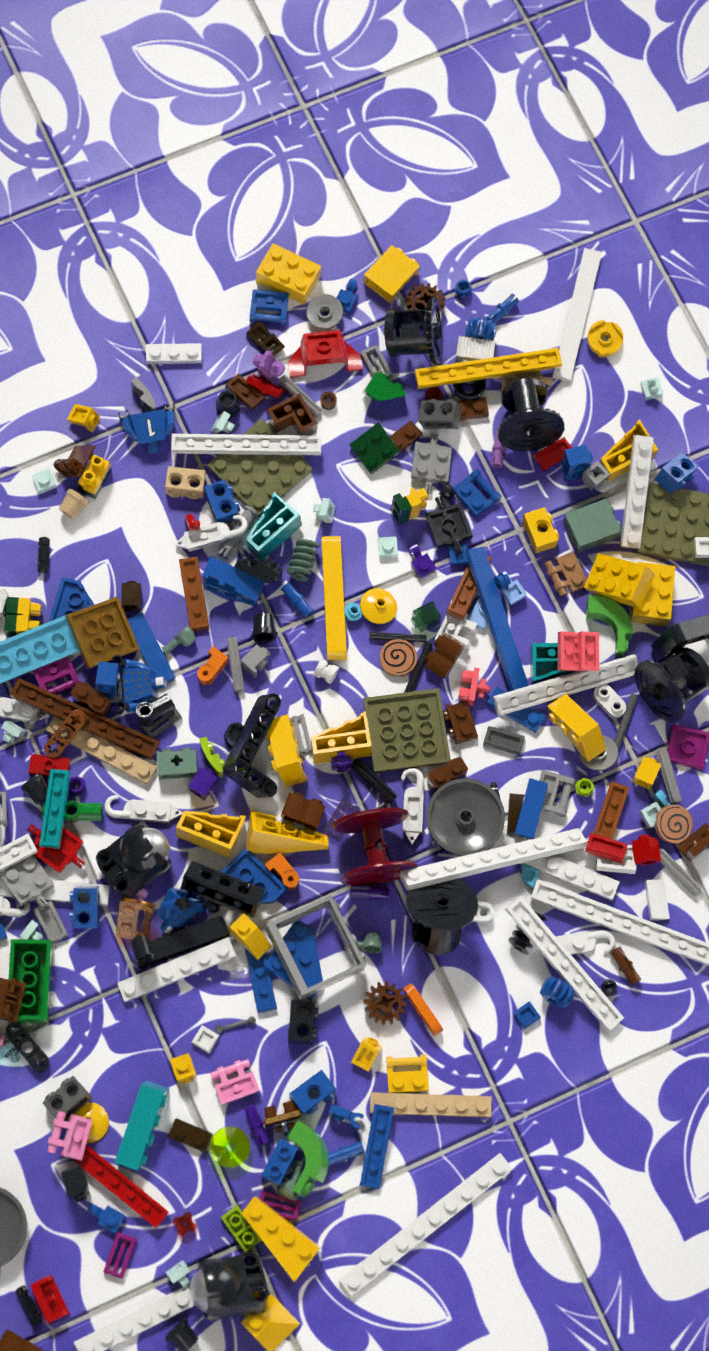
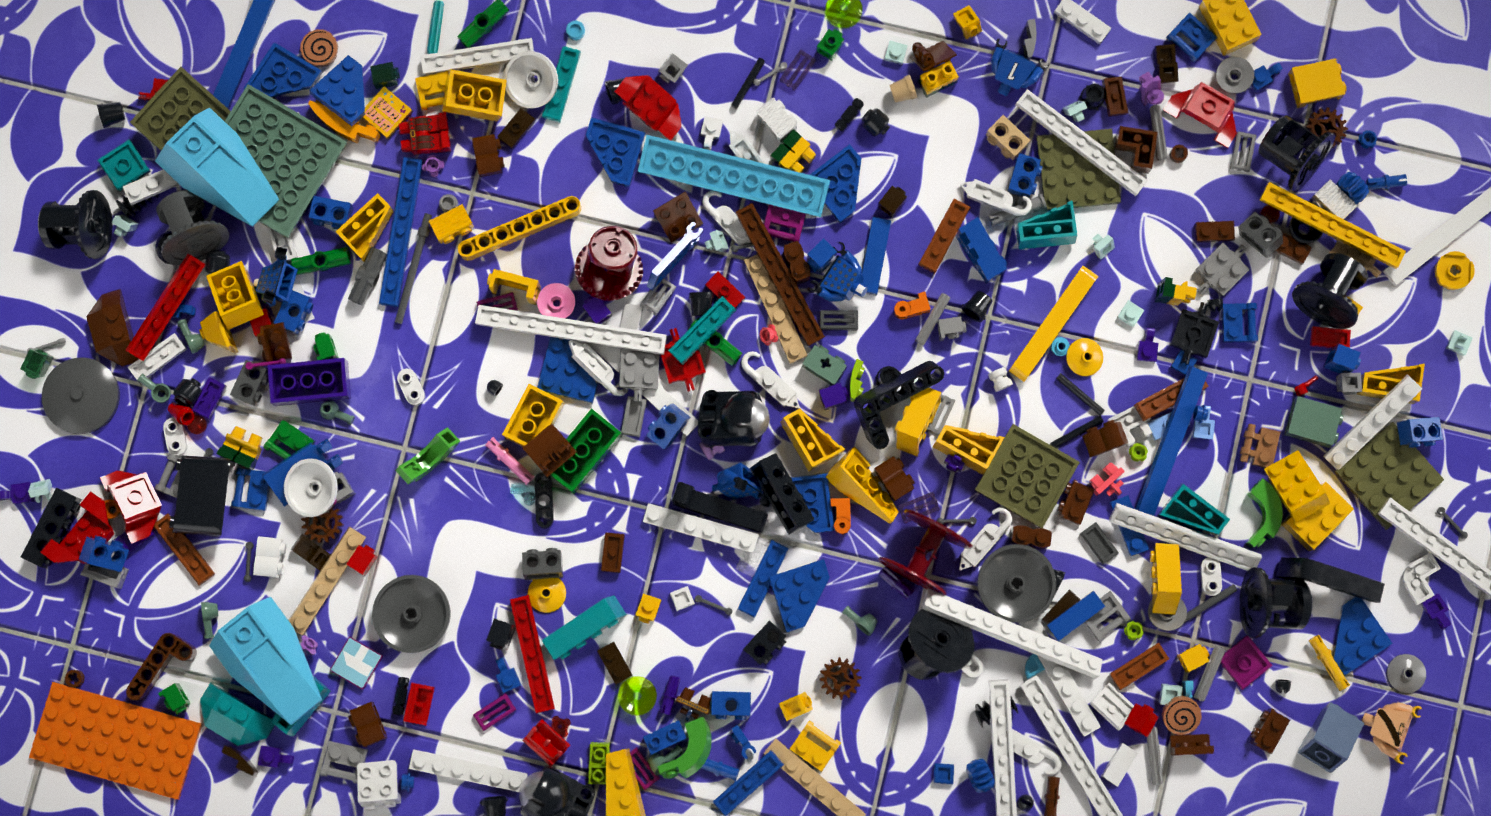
camera: 45 degrees right, 10 degrees up
(30, 932) = (612, 414): light aqua tile -> none
(70, 545) = (875, 122): none -> black head
(73, 732) = (748, 273): dark orange beam -> none
(75, 1138) = (527, 598): bright pink plate -> none
(77, 780) = (738, 327): dark purple plate -> none
(102, 632) = (845, 215): pearl gold plate -> none
(109, 776) = (768, 334): none -> coral plate
(118, 1045) = (612, 552): none -> reddish brown plate
(128, 918) = (693, 460): clear orange plate -> none
(154, 710) = (841, 309): black piece -> none
(179, 1273) = (527, 760): light aqua tile -> none
(183, 1245) = (546, 742): none -> red hinge
(185, 637) = (909, 267): sand green bar -> none
(191, 523) = (985, 176): red arm -> none
(237, 1087) = (675, 654): bright pink plate -> none
(250, 936) = (775, 547): yellow slope -> none
(264, 386) = (1135, 103): red plate -> none
(264, 570) = (1013, 261): black plate -> none
(286, 959) = (853, 592): light grey window -> none
(297, 600) = (1022, 303): blue pin -> none
(301, 559) = (1052, 272): sand green piece -> none
(375, 448) = (1185, 223): dark green plate -> none
(381, 389) = (1229, 177): green slope -> none
(381, 787) = (969, 496): black axle -> none
(398, 657) = (1067, 411): nougat tile -> none
(422, 1009) = (865, 708): orange beam -> none
(426, 617) = (1115, 395): clear green brick -> none
(478, 643) = (1138, 457): none -> lime plate
(498, 453) = (1284, 303): medium lavender pin -> none
(540, 540) = (1262, 404): yellow brick -> none
(563, 508) = (1301, 389): none -> red hand
(578, 651) = (1215, 519): coral slope -> none
(606, 848) = (1111, 693): red tile -> none

